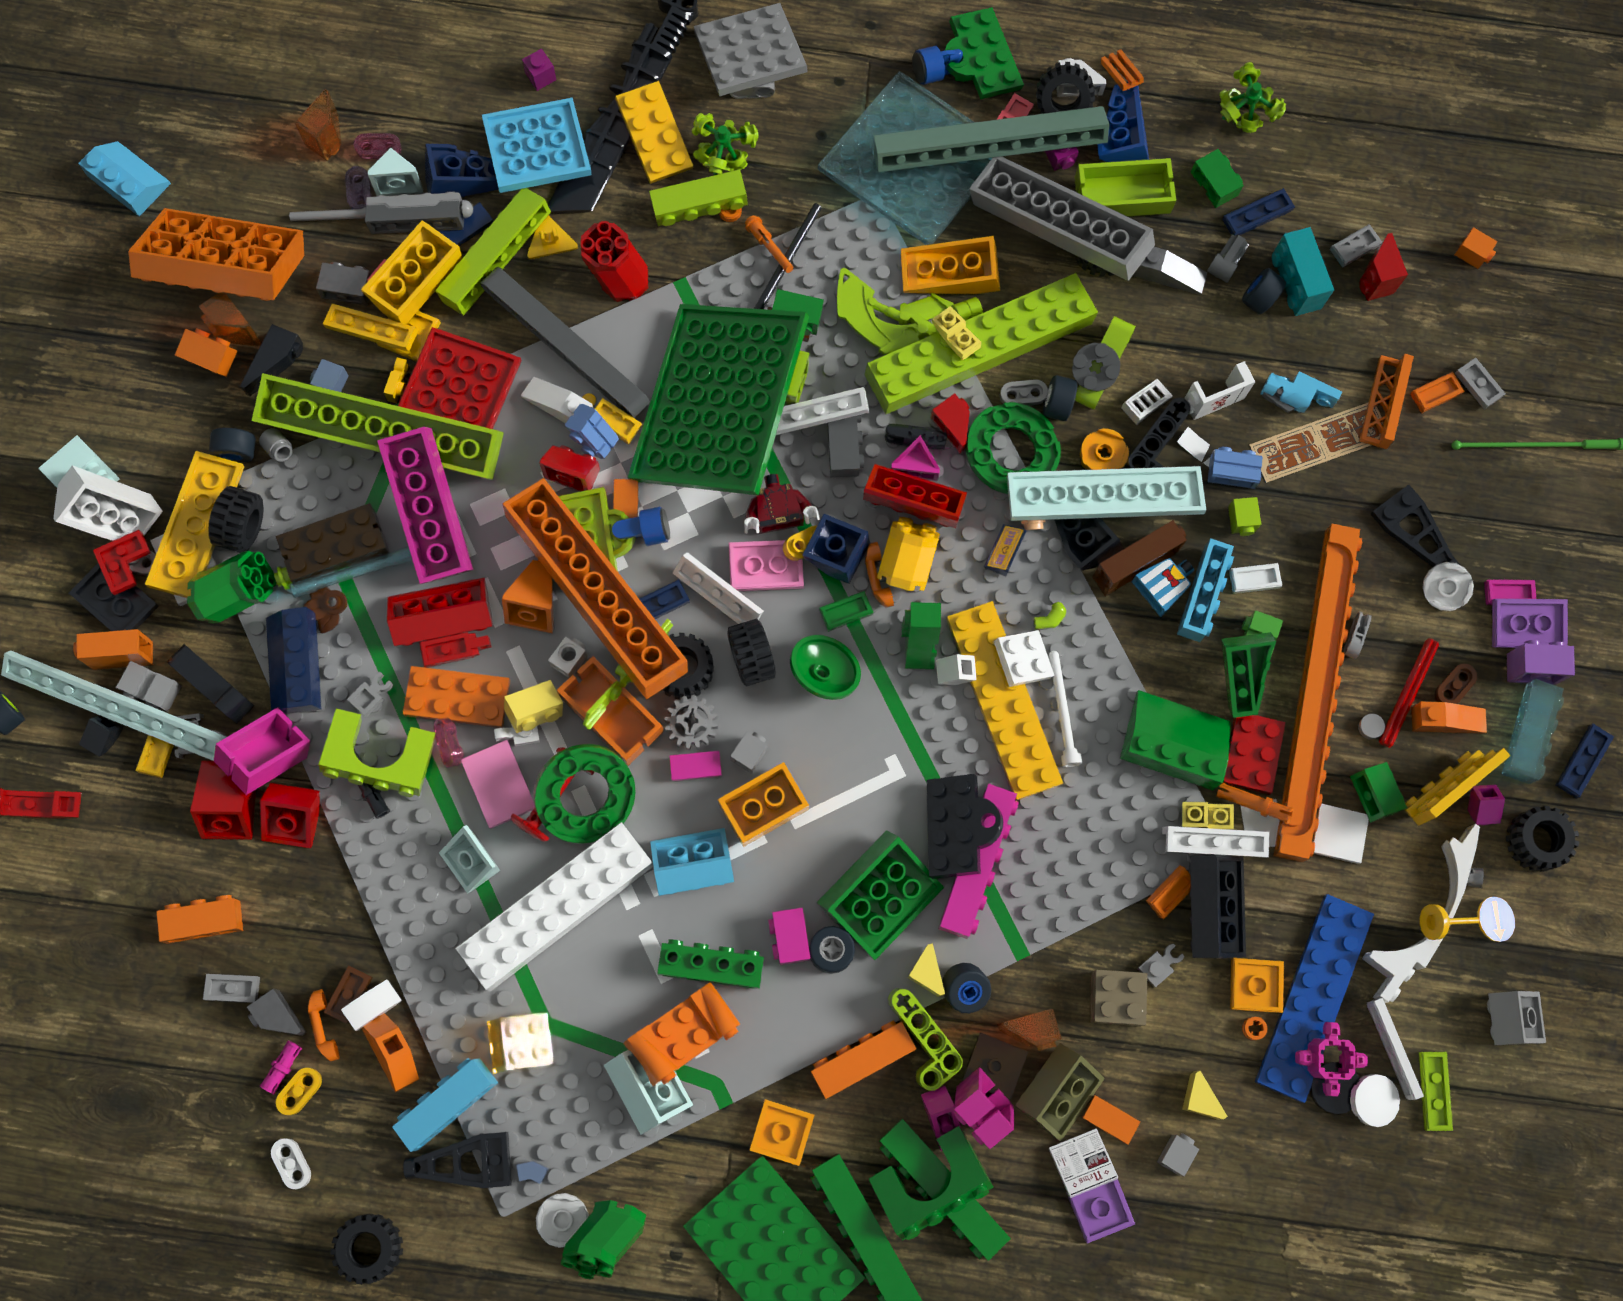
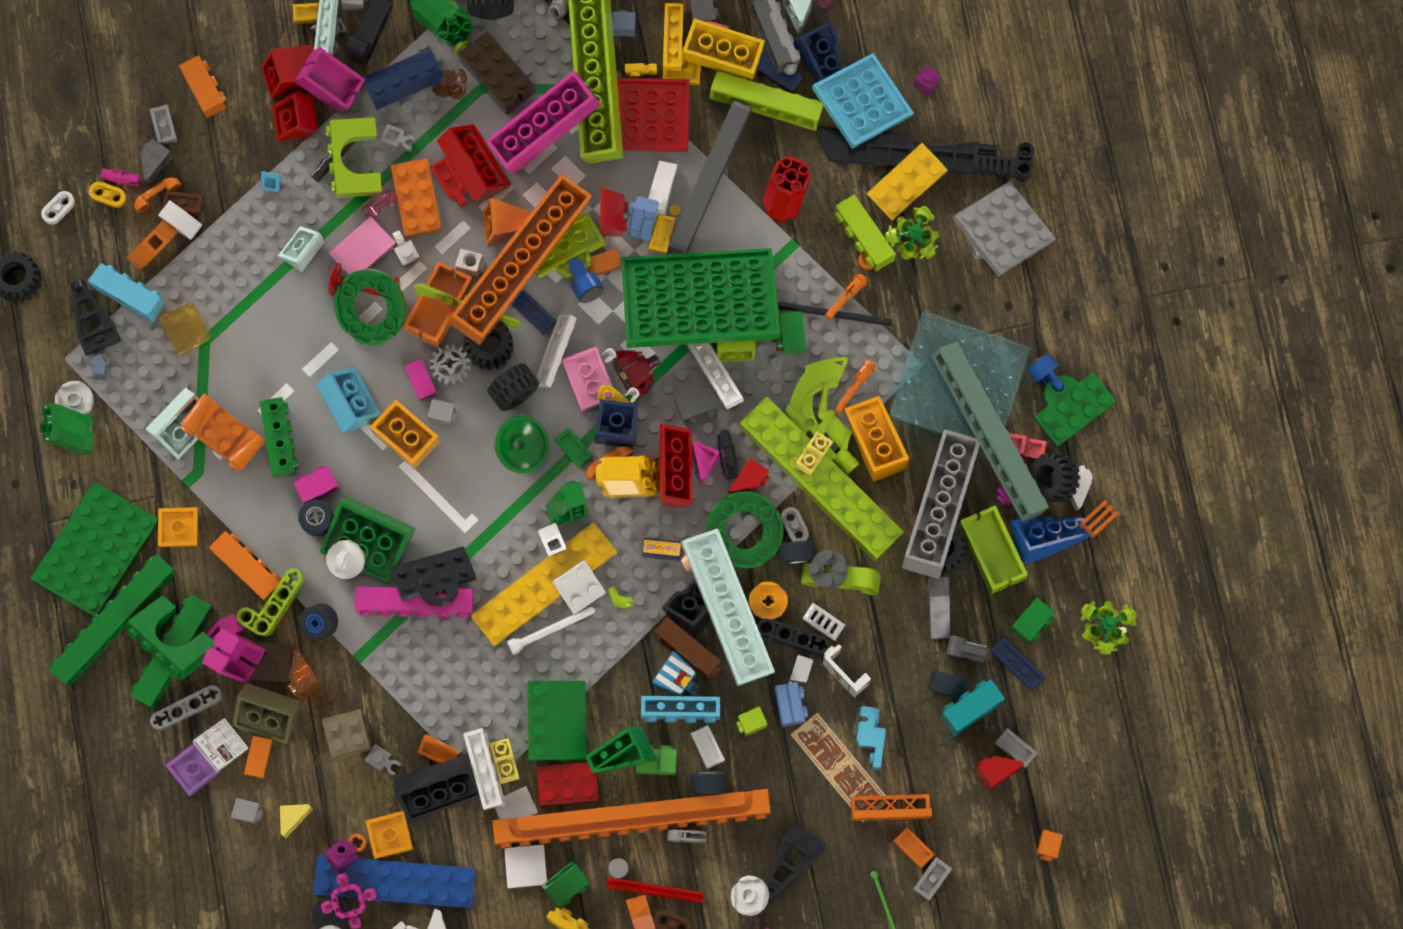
camera: 75 degrees right, 0 degrees up
(313, 584) = (463, 69): clear light blue piece -> none
(365, 871) = (271, 181): none -> medium azure slope
(533, 706) = (423, 251): light yellow brick -> none
(550, 240) = (793, 138): yellow piece -> none
(554, 907) = (285, 317): white brick -> none
(874, 261) = (860, 378): none -> orange pin
(898, 929) = (345, 559): none -> white tile
(927, 972) = (321, 589): light yellow slope -> none
(1017, 1194) = (187, 710): none -> light grey beam
(1255, 802) = (524, 799): orange pin -> none
(1272, 1050) = (341, 855): none -> magenta brick
(1302, 588) = (708, 782): none -> black wheel

